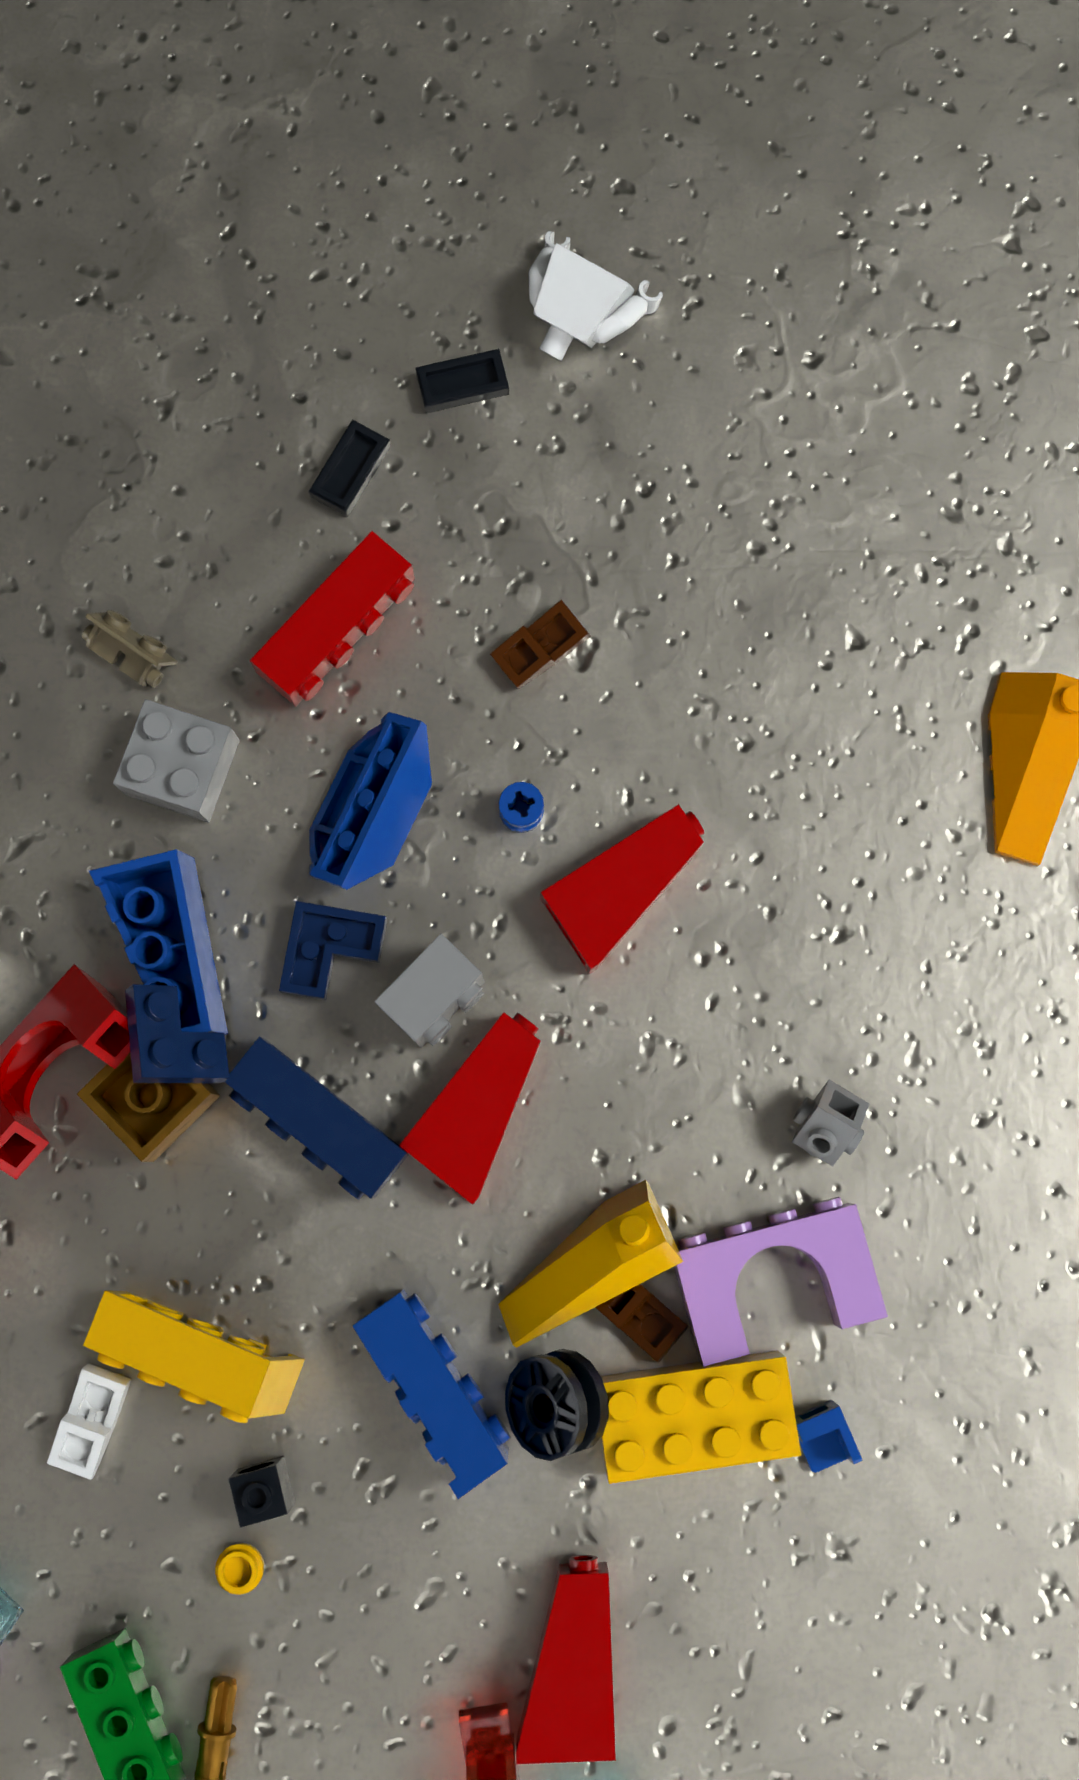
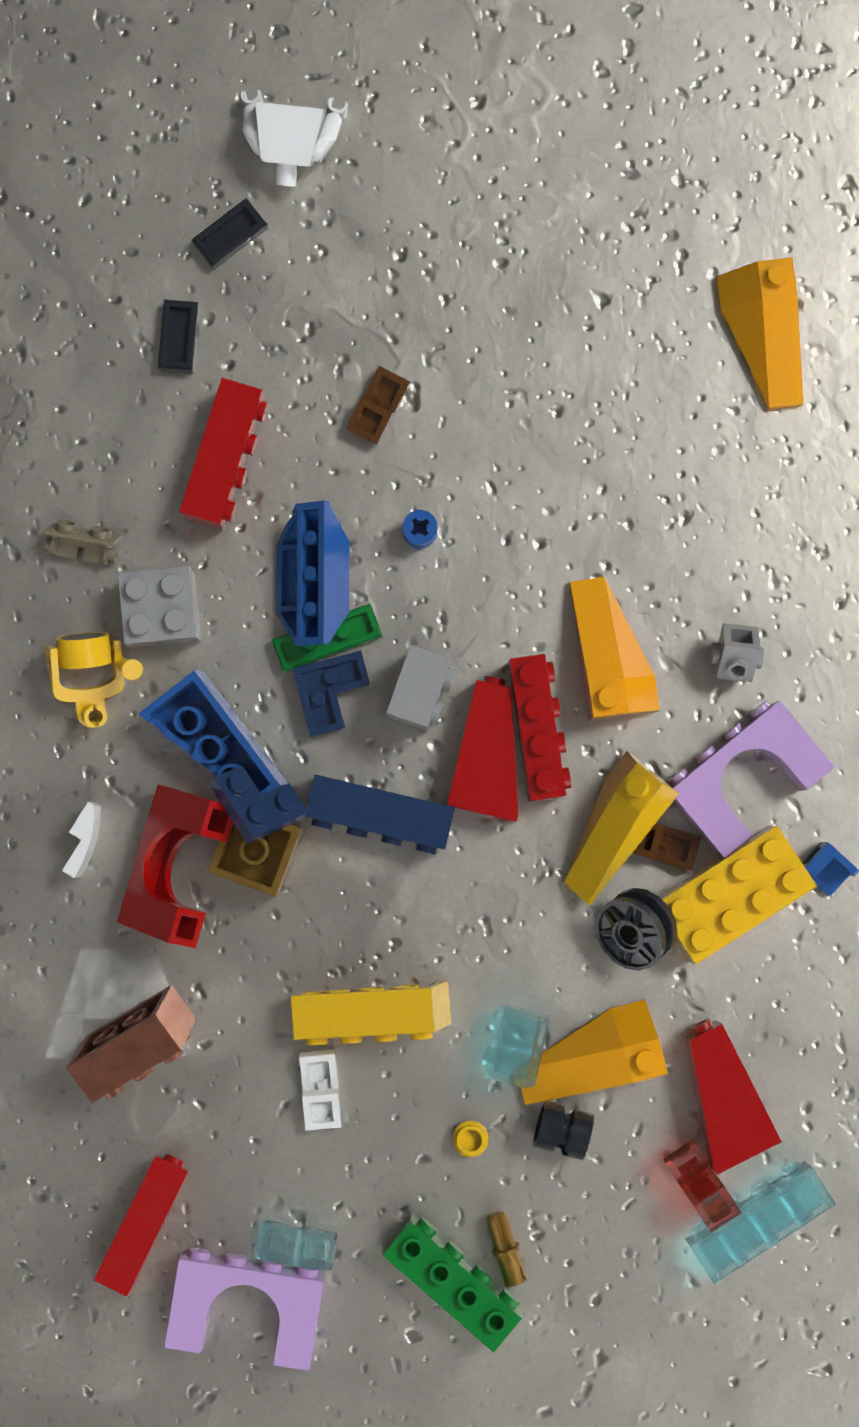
camera: 25 degrees left, 5 degrees up
(68, 773) = (89, 651): none -> yellow piece
(261, 1491) = (462, 1080): black brick -> none
(345, 1479) = (515, 1045): none -> clear light blue brick
(354, 1614) = (563, 1130): none -> black wheel
(393, 889) = (356, 629): none -> green tile
(435, 1391) = (548, 959): blue wedge -> none
(438, 1540) = (601, 1055): none -> light orange wedge
(549, 1104) = (537, 727): none -> red brick
(616, 888) = (513, 559): red slope -> none
(677, 1065) = (612, 662): none -> light orange wedge

